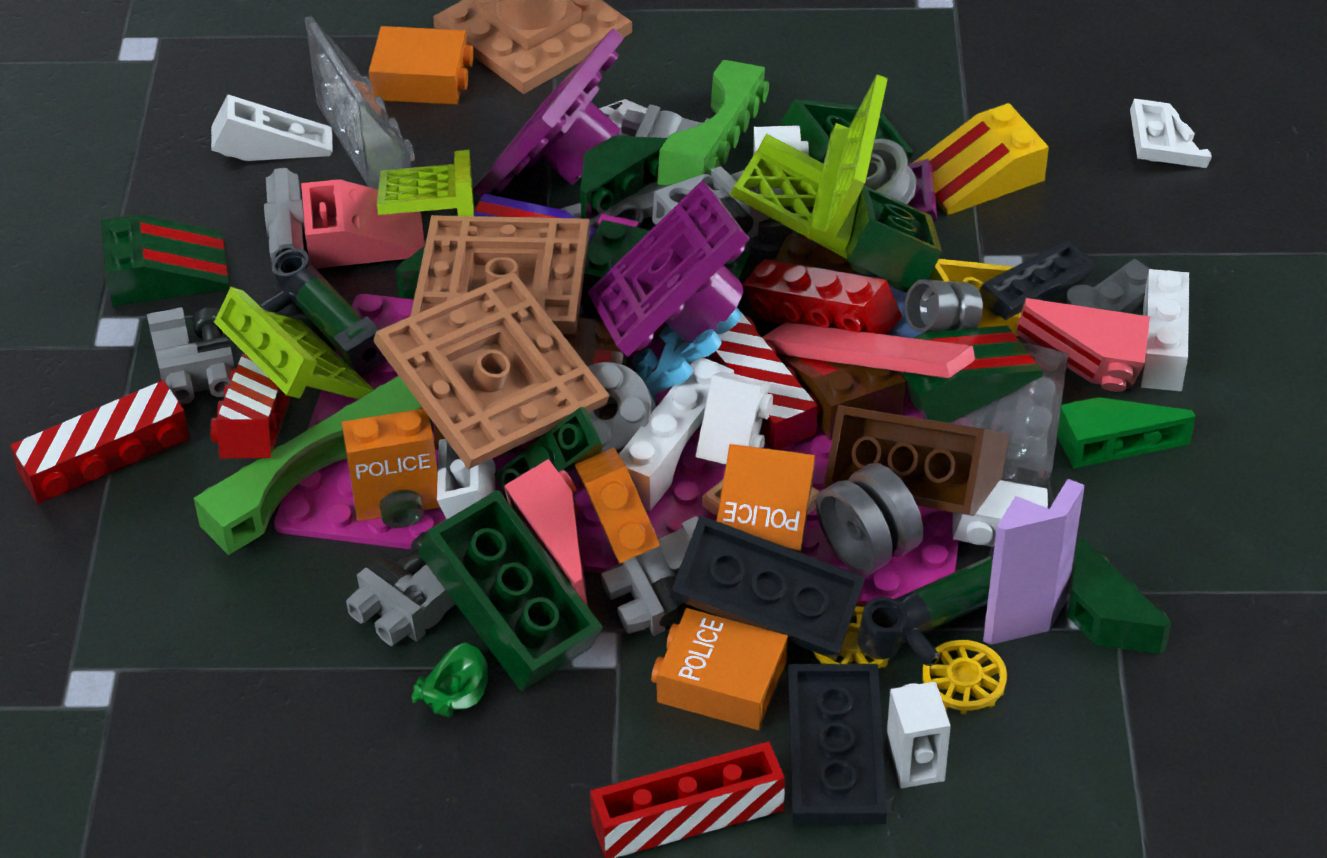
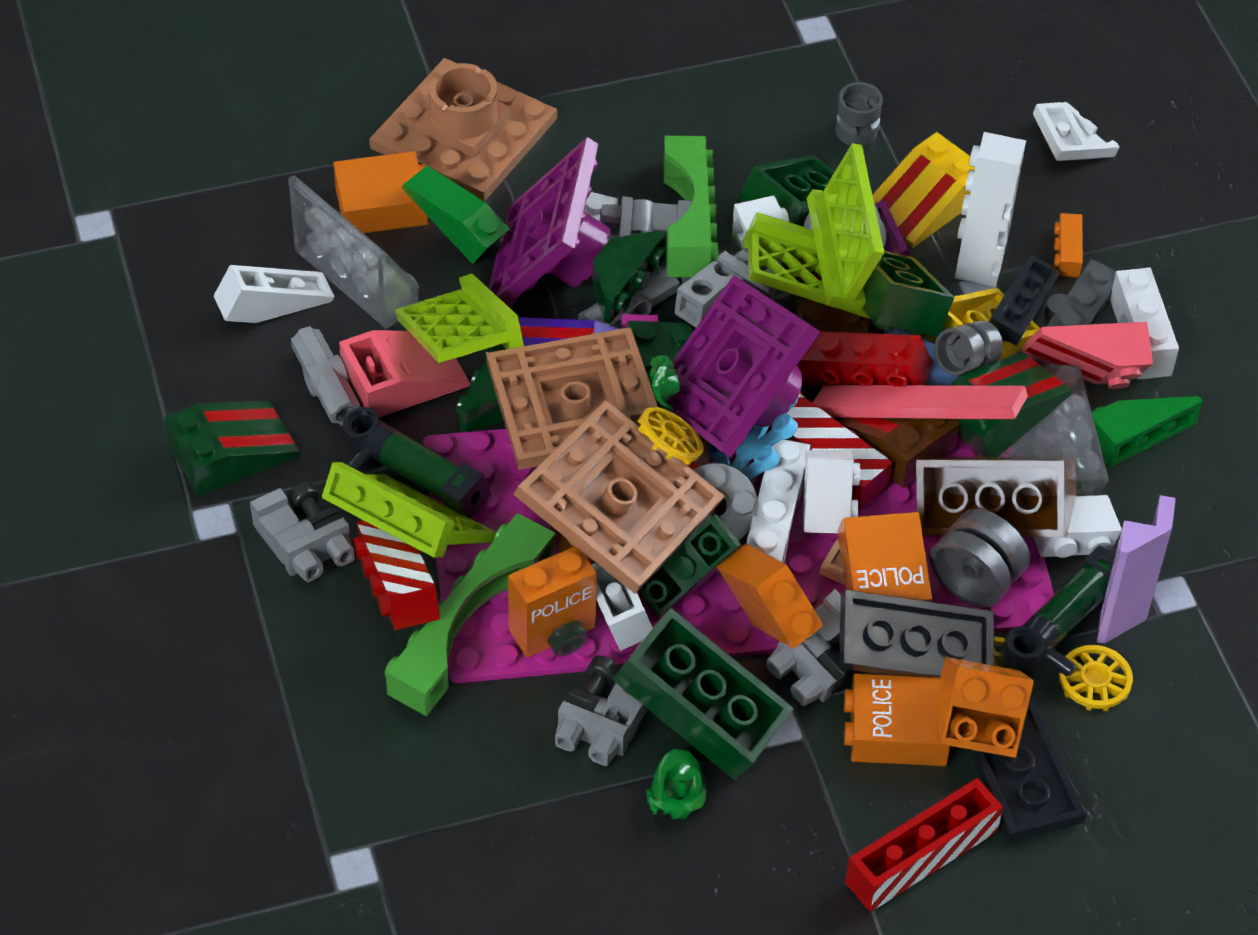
camera: 20 degrees left, 5 degrees up
(100, 441) = (259, 635): brick -> none
(479, 93) = (456, 212): none -> green slope
(549, 511) = (716, 614): coral slope -> none
(571, 322) = (670, 434): none -> yellow wheel
(591, 272) = (664, 380): none -> green hat
(807, 671) = (982, 706): none -> orange slope
(917, 734) = (1089, 740): white brick -> none
(938, 76) = (858, 113): none -> dark grey wheel
(1027, 179) = (988, 207): none -> white wedge
(1111, 606) = (1197, 591): dark green slope -> none
(1116, 240) = (1068, 244): none -> orange piece

